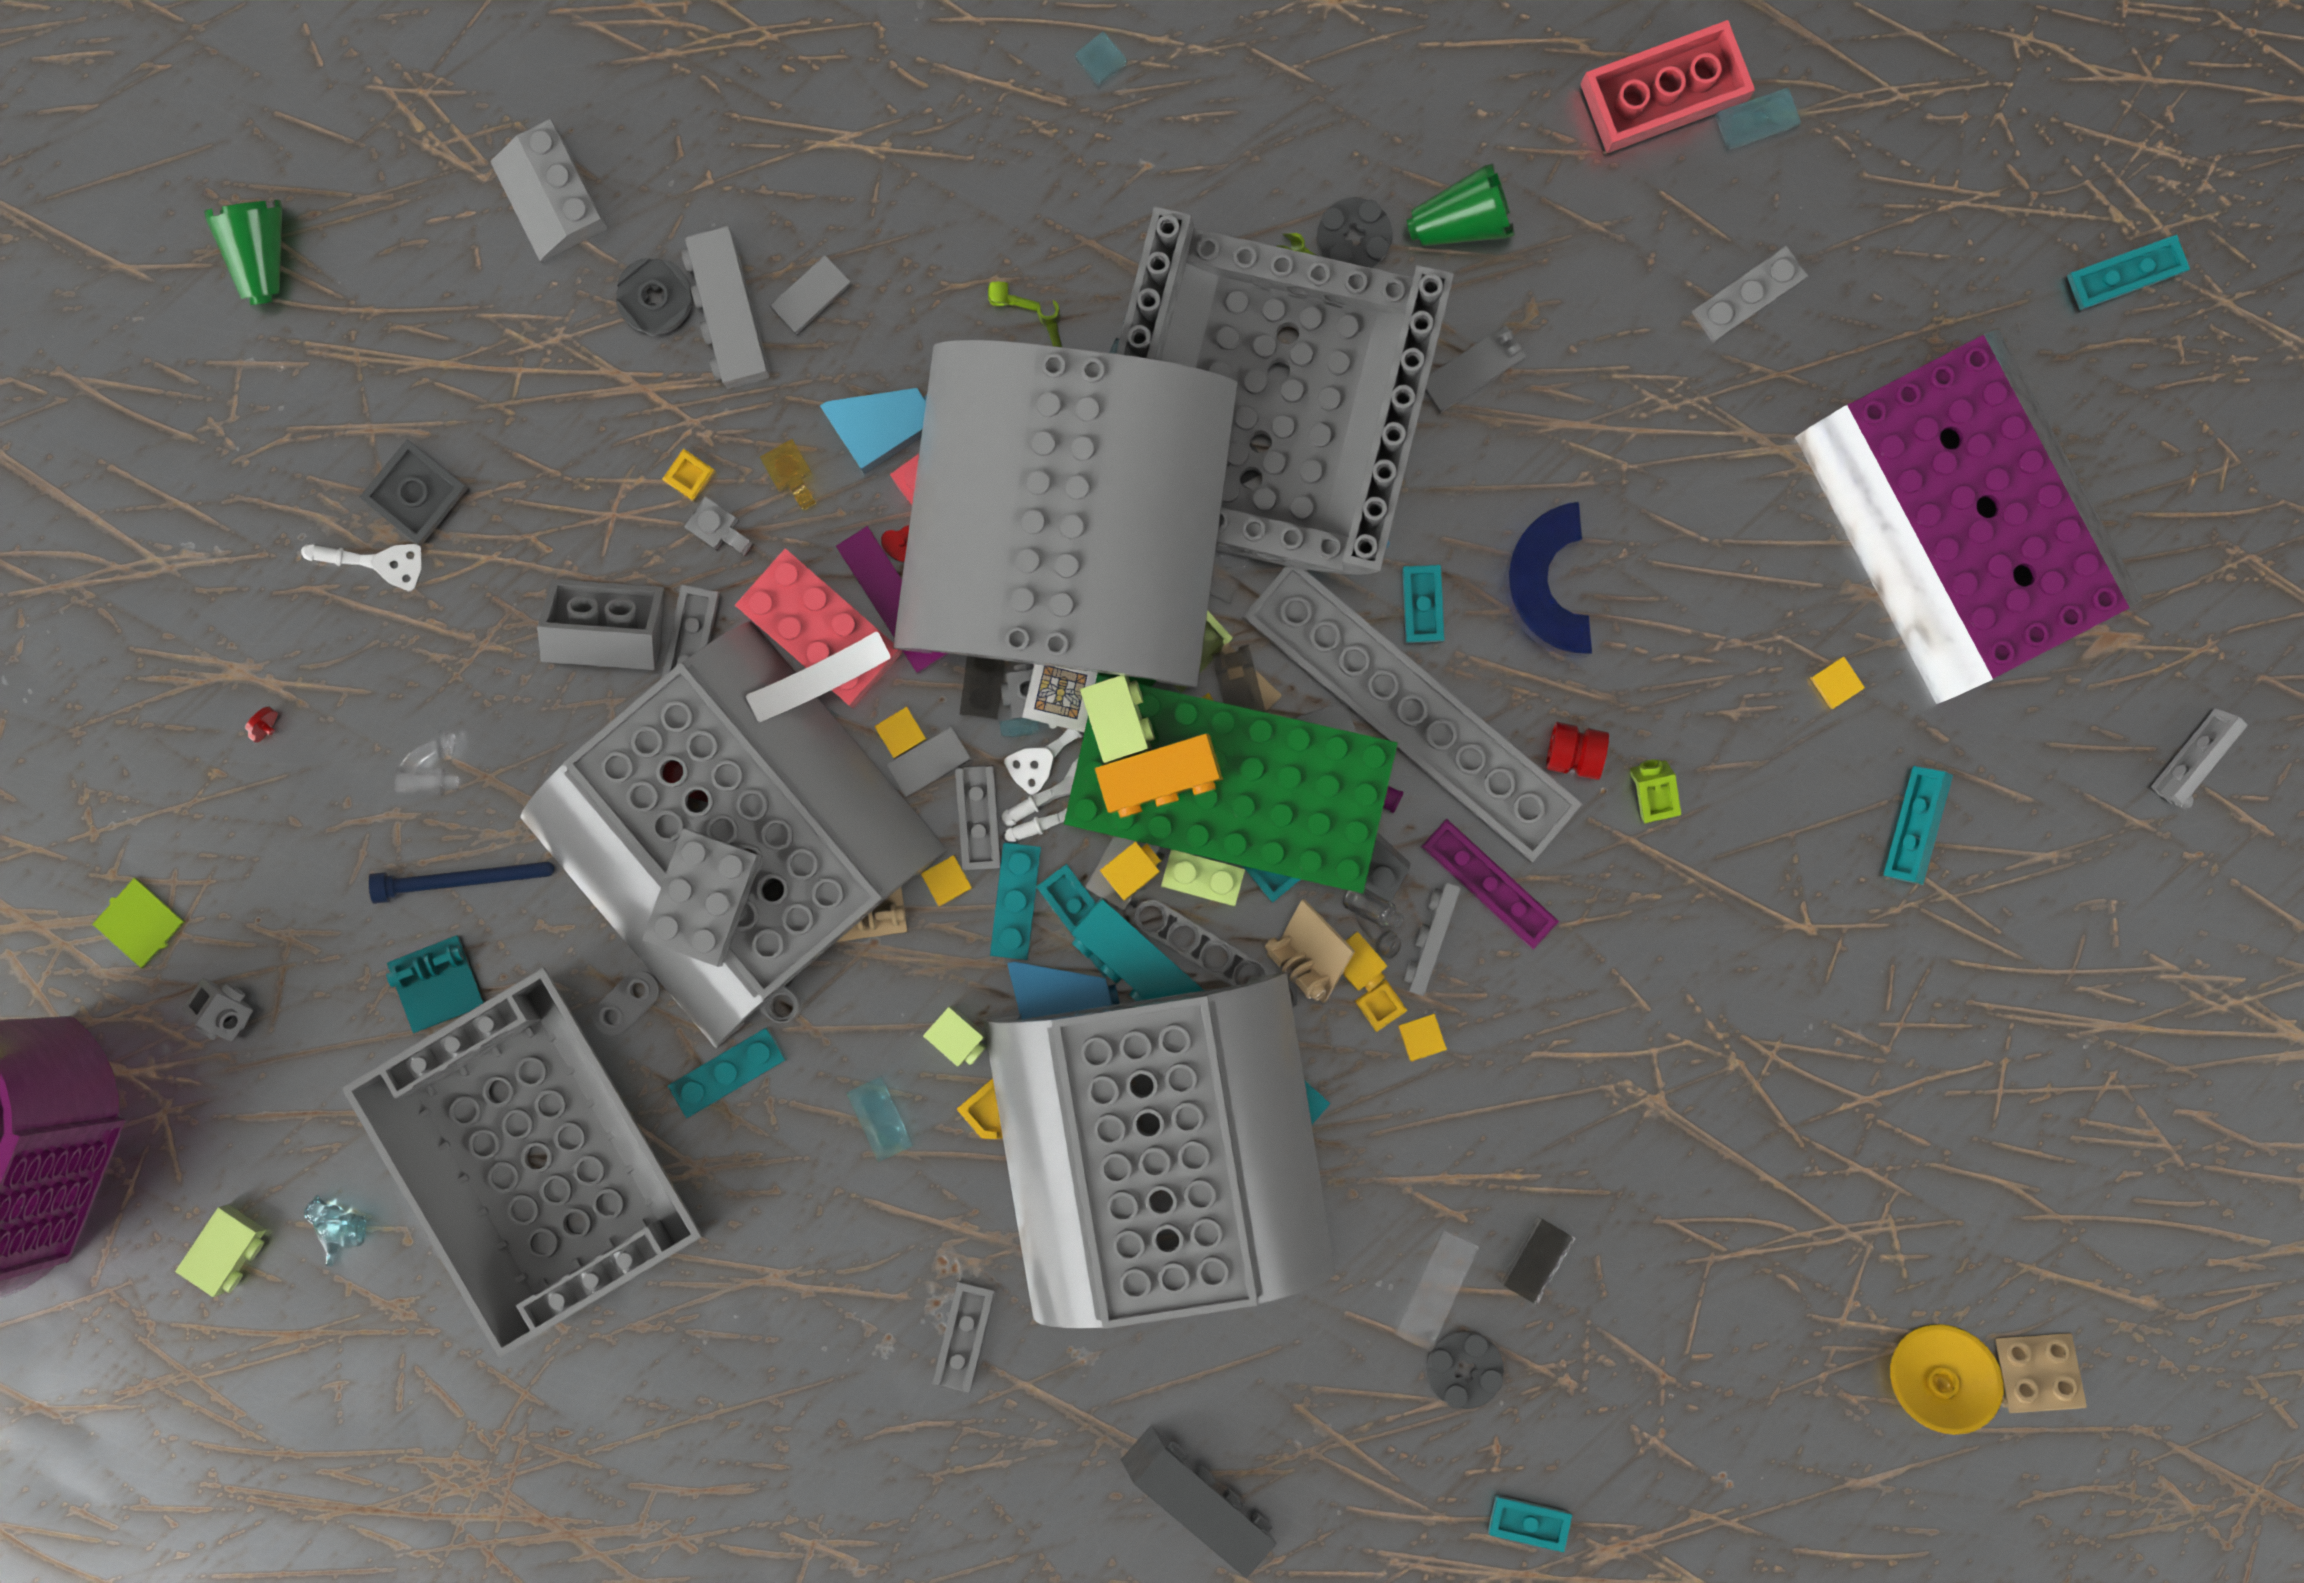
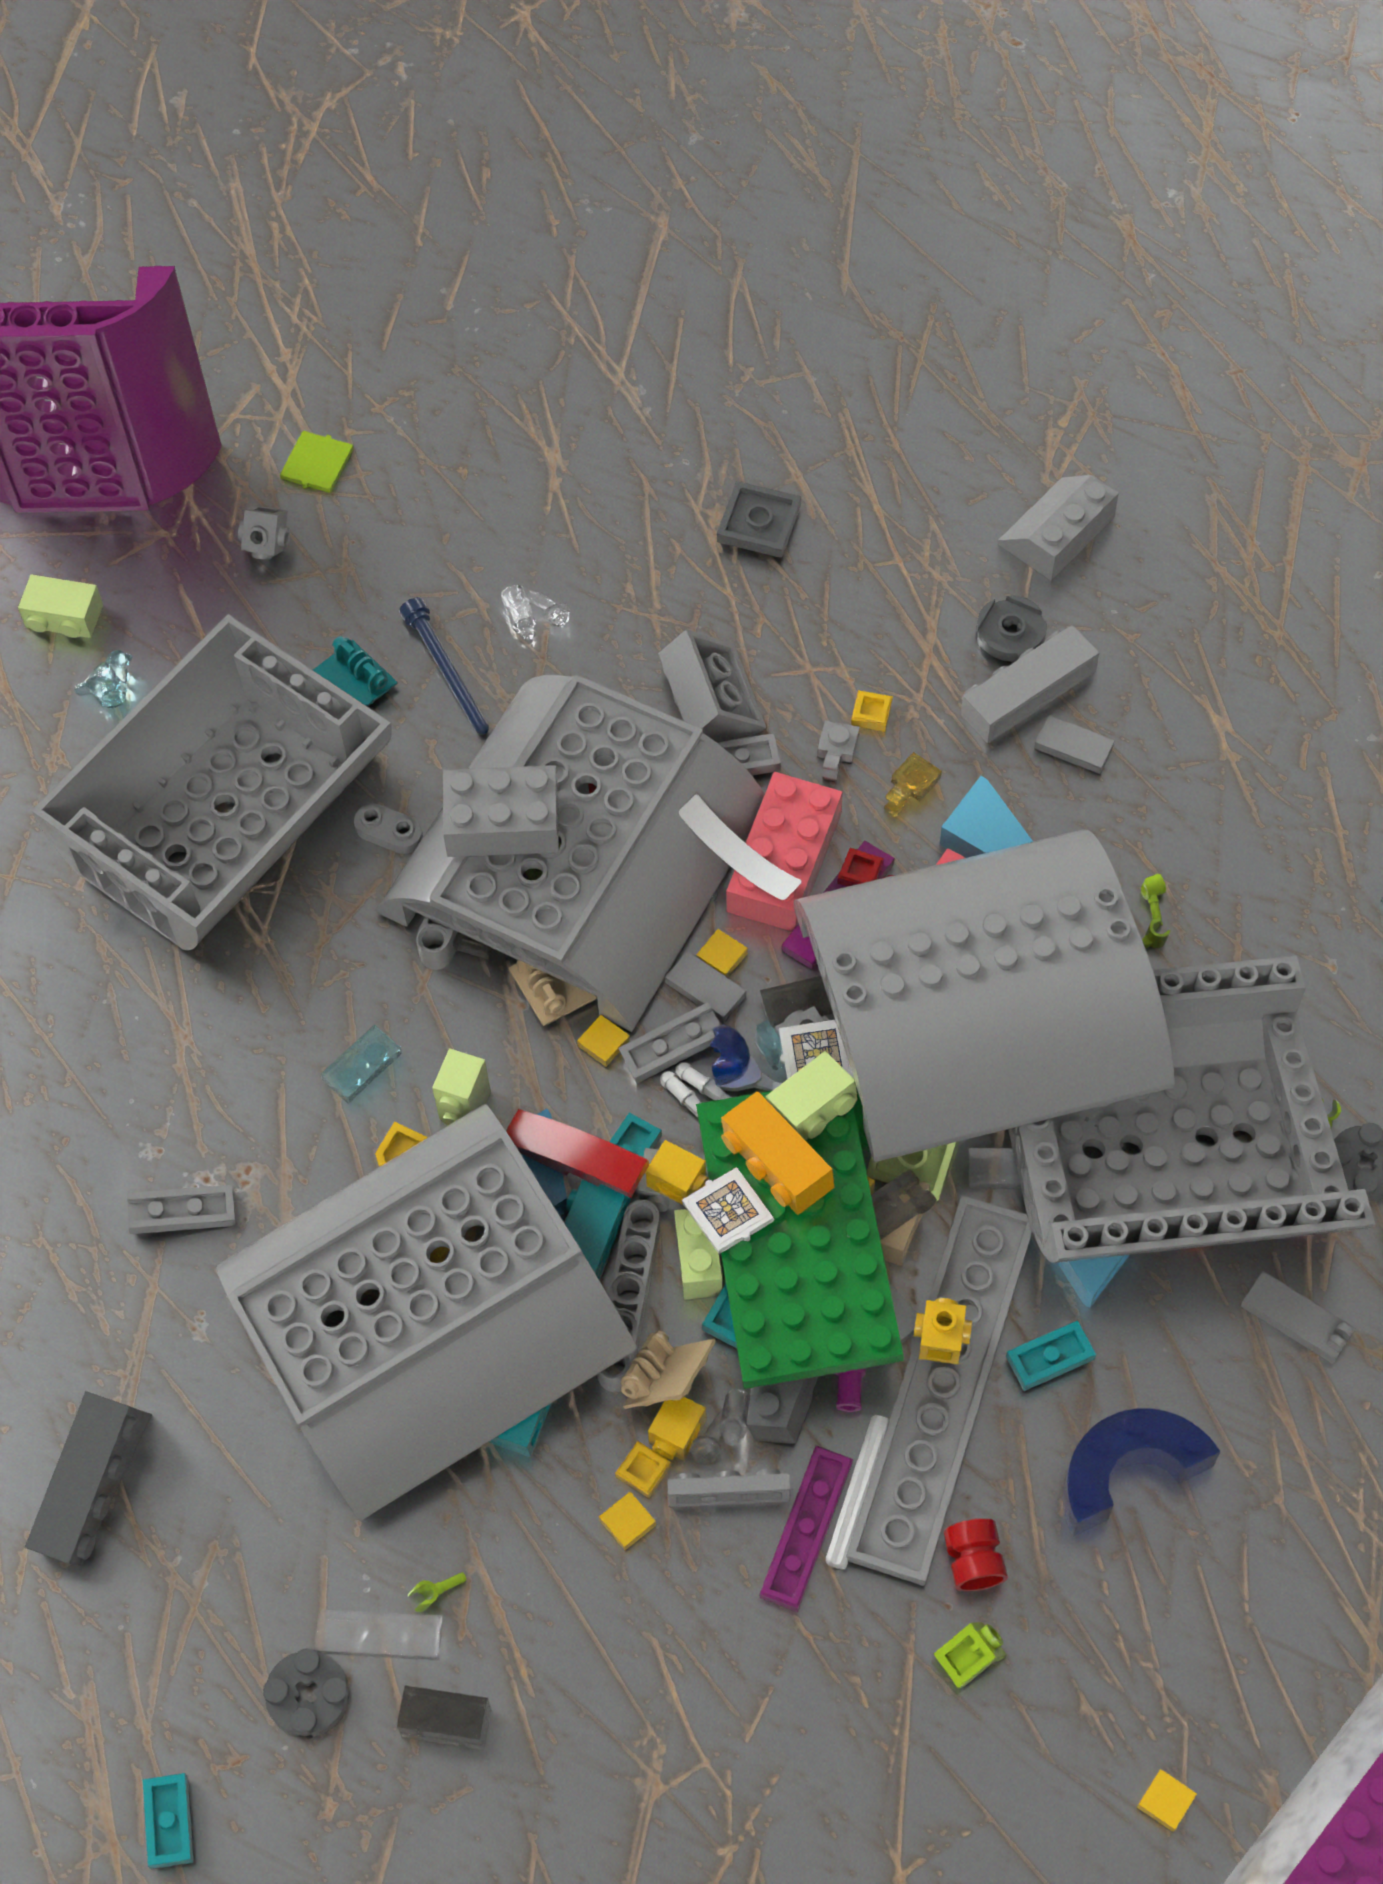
camera: 65 degrees right, 25 degrees down
(250, 247) = (905, 336): green cone -> none
(261, 724) = (517, 481): red piece -> none
(379, 562) = (689, 516): white piece -> none
(727, 1072) = (357, 928): teal plate -> none
(870, 564) = (859, 868): none -> red tile
(1015, 901) = (611, 1103): teal plate -> none
(1022, 770) = (734, 1055): none -> clear blue hair
(1073, 957) = (576, 1152): none -> red slope
(1192, 840) = (727, 1210): none -> white piece
(1389, 693) = (942, 1330): none -> yellow brick
(1419, 1230) = (431, 1591): none -> lime hand
(1476, 826) = (856, 1492): none -> white axle

